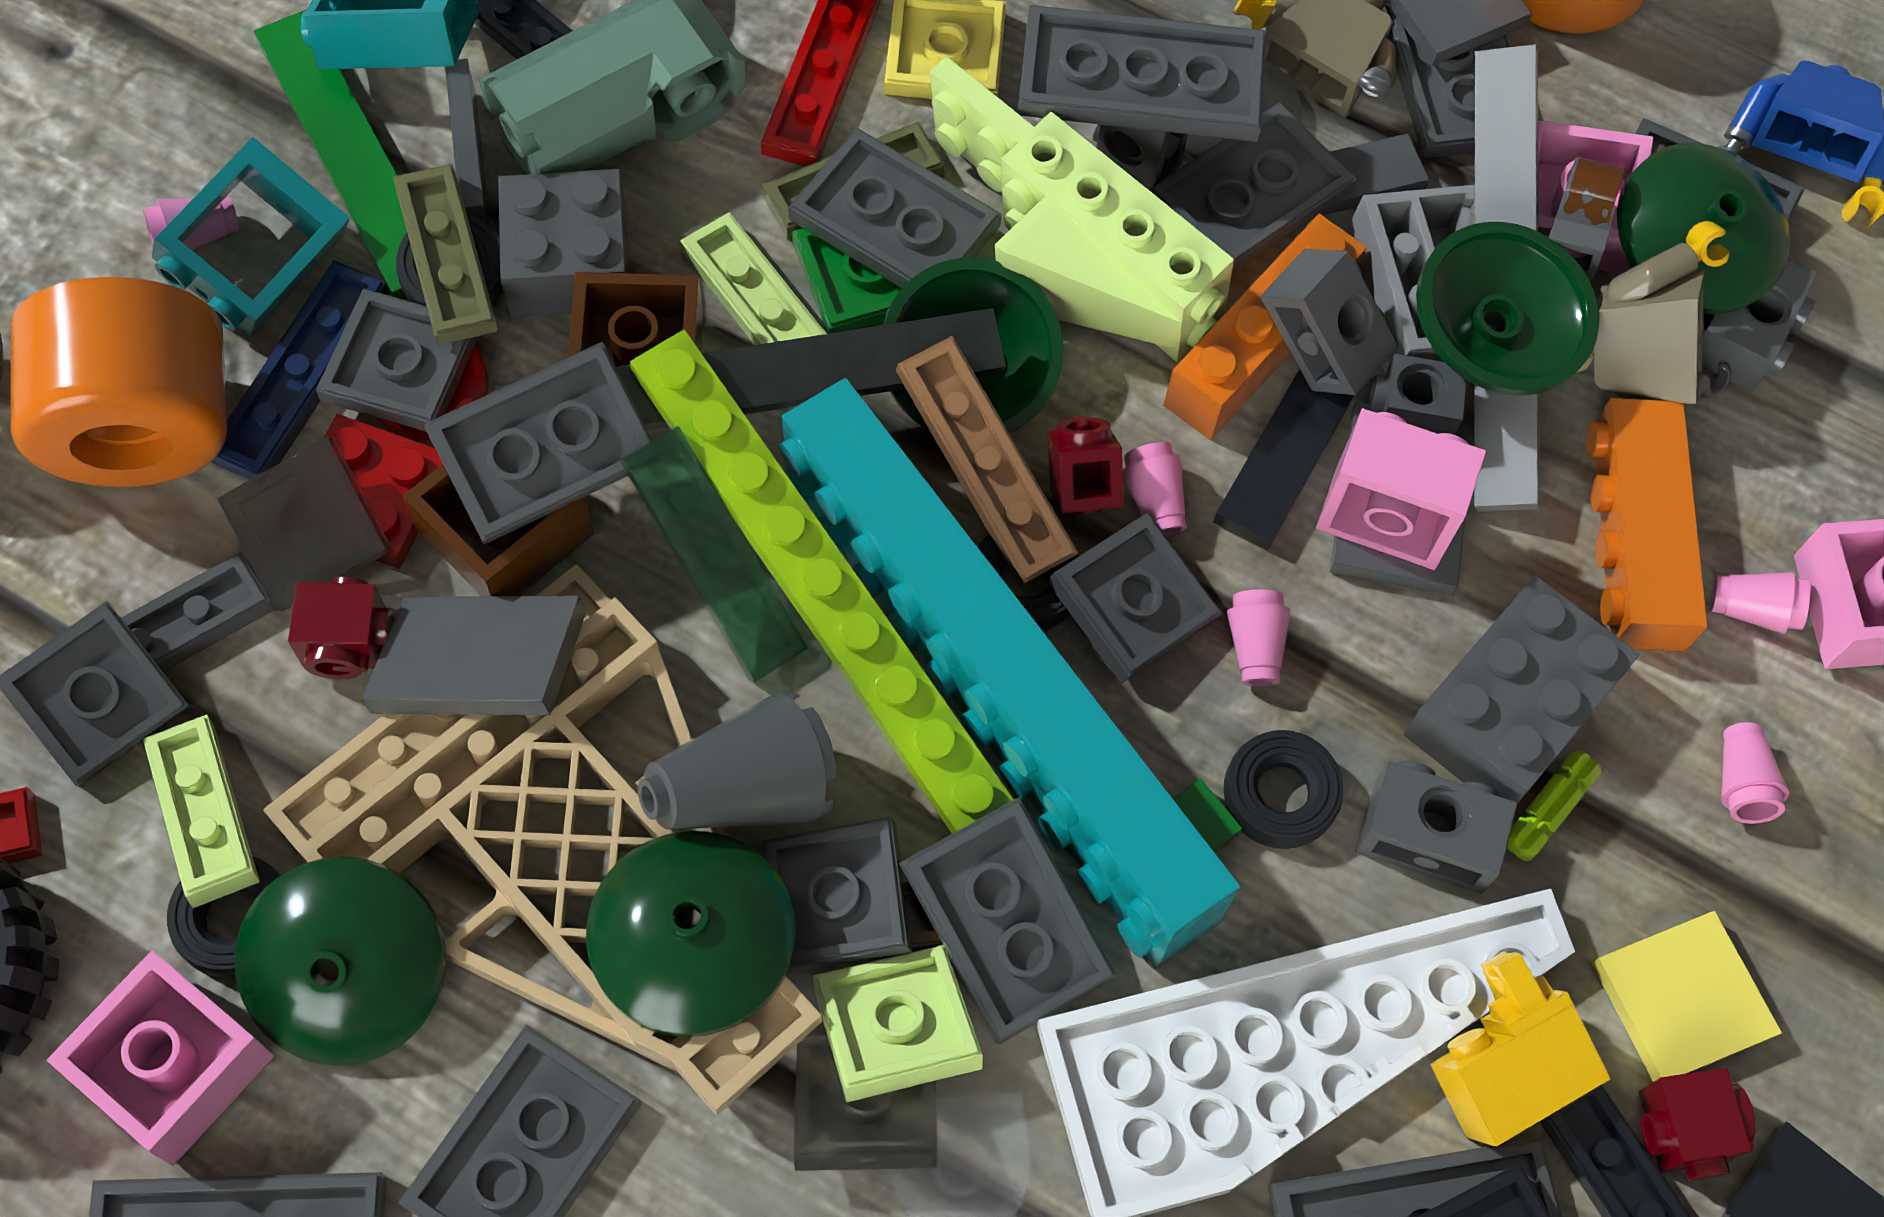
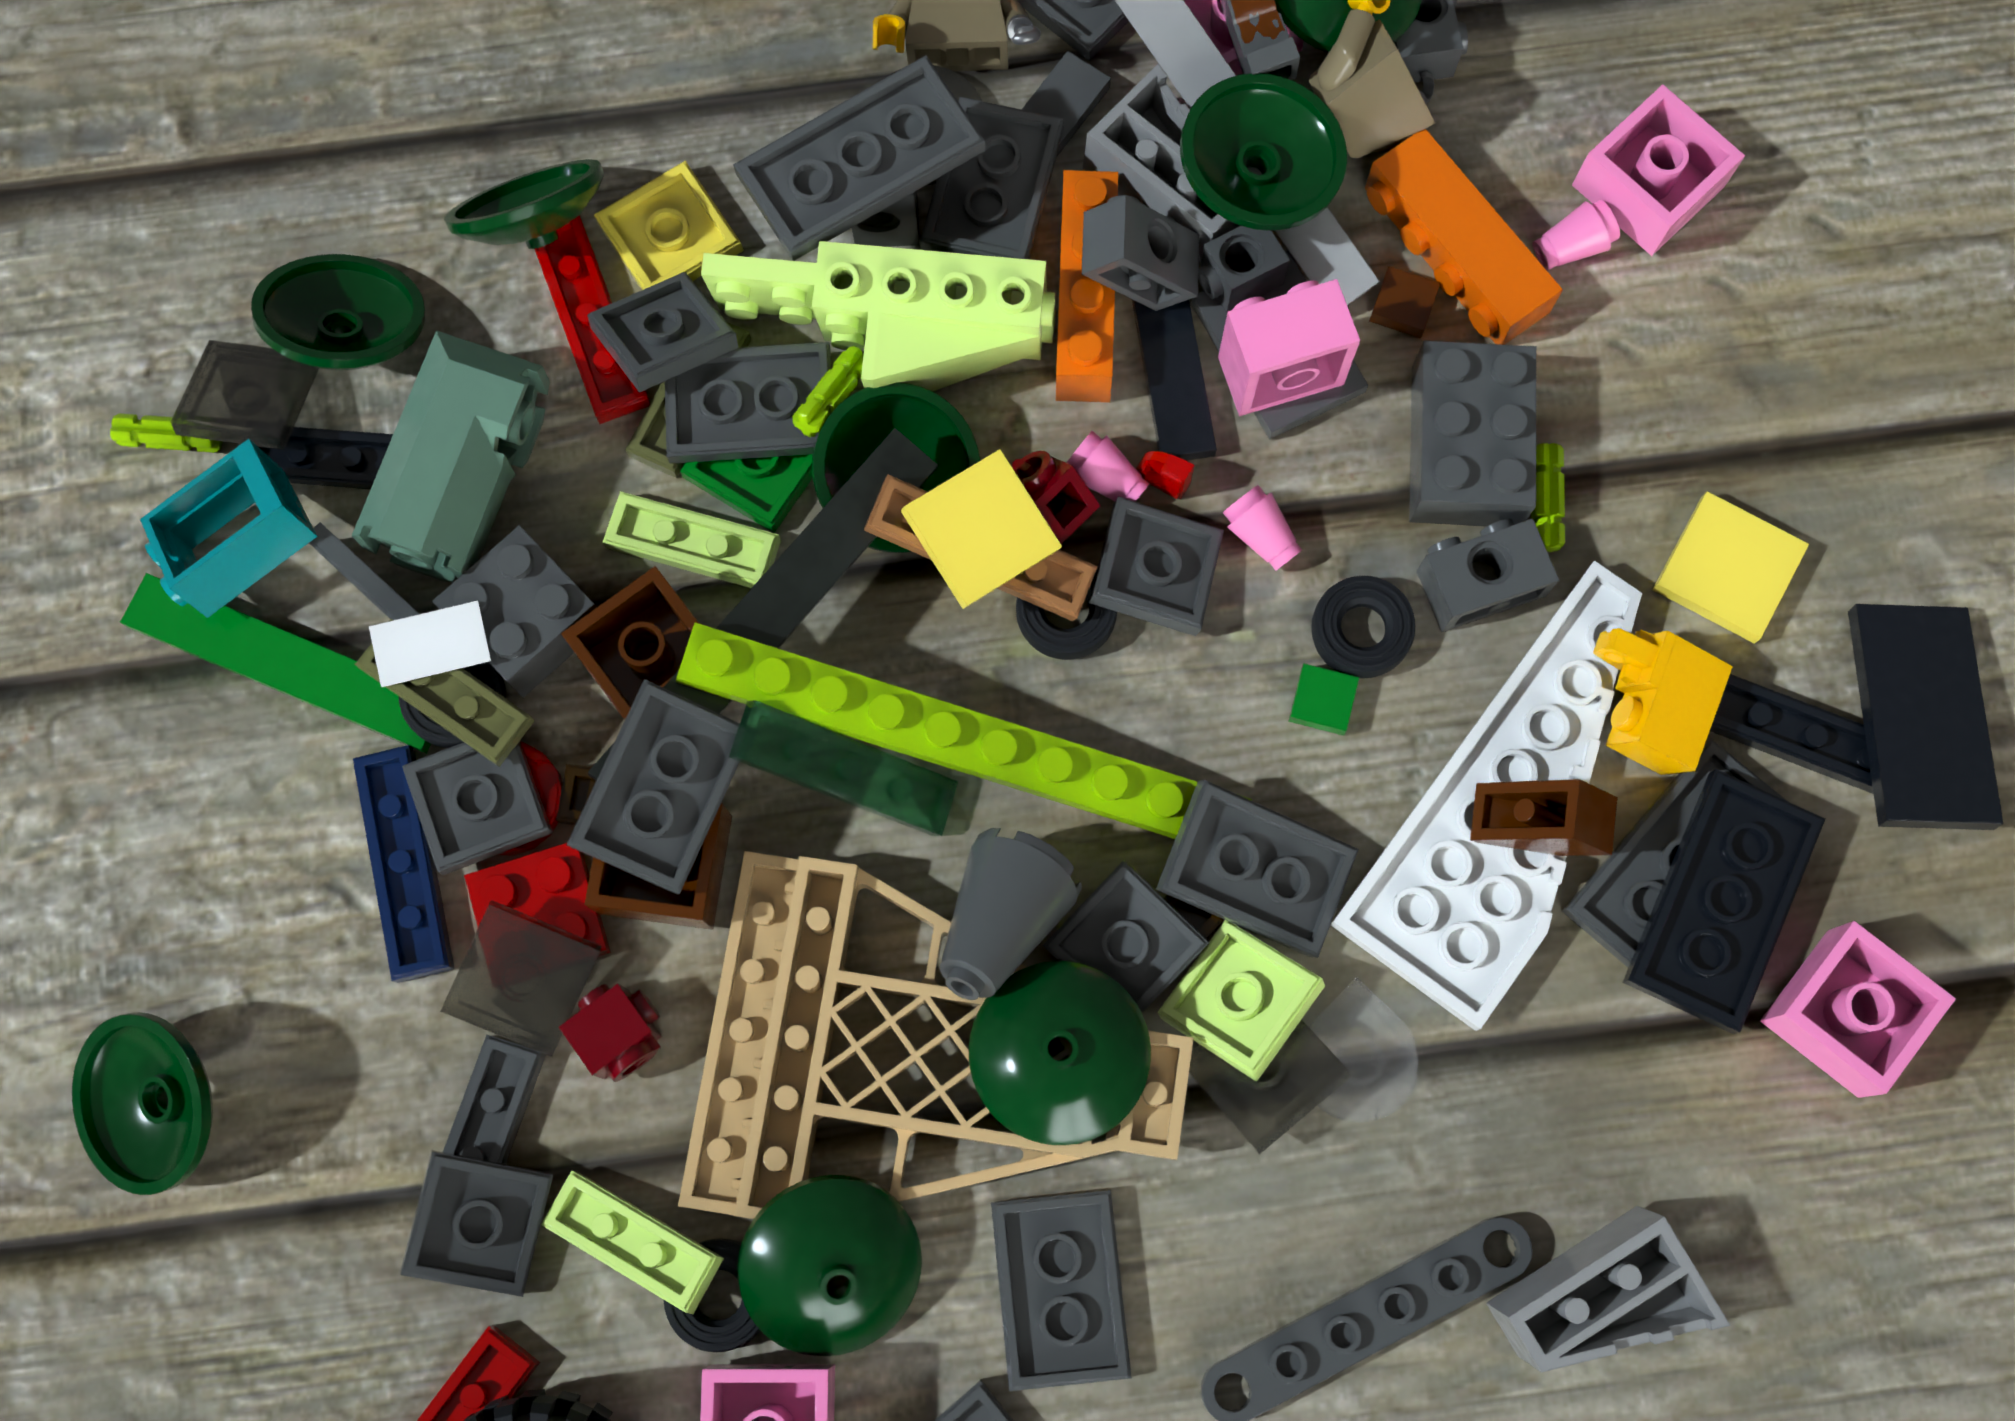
camera: 30 degrees left, 10 degrees up
(117, 382) = (294, 987): orange piece -> none
(215, 226) = (214, 815): bright pink cone -> none
(286, 194) = (280, 736): teal window -> none
(464, 203) = (429, 643): none -> white sticker
(475, 655) = (736, 977): dark grey tile -> none
(870, 110) = (662, 331): none -> dark grey tile
(961, 245) = (830, 392): none -> lime axle
(996, 438) = (981, 528): none -> light yellow tile
(1006, 678) = (1114, 696): teal brick -> none
(1210, 530) = (1166, 472): none -> red tile
(1314, 1074) = (1545, 817): none -> reddish brown slope
(1550, 543) = (1404, 302): none -> reddish brown tile
(1697, 1123) = (1802, 650): dark red brick -> none
(1750, 776) = (1661, 374): bright pink cone -> none

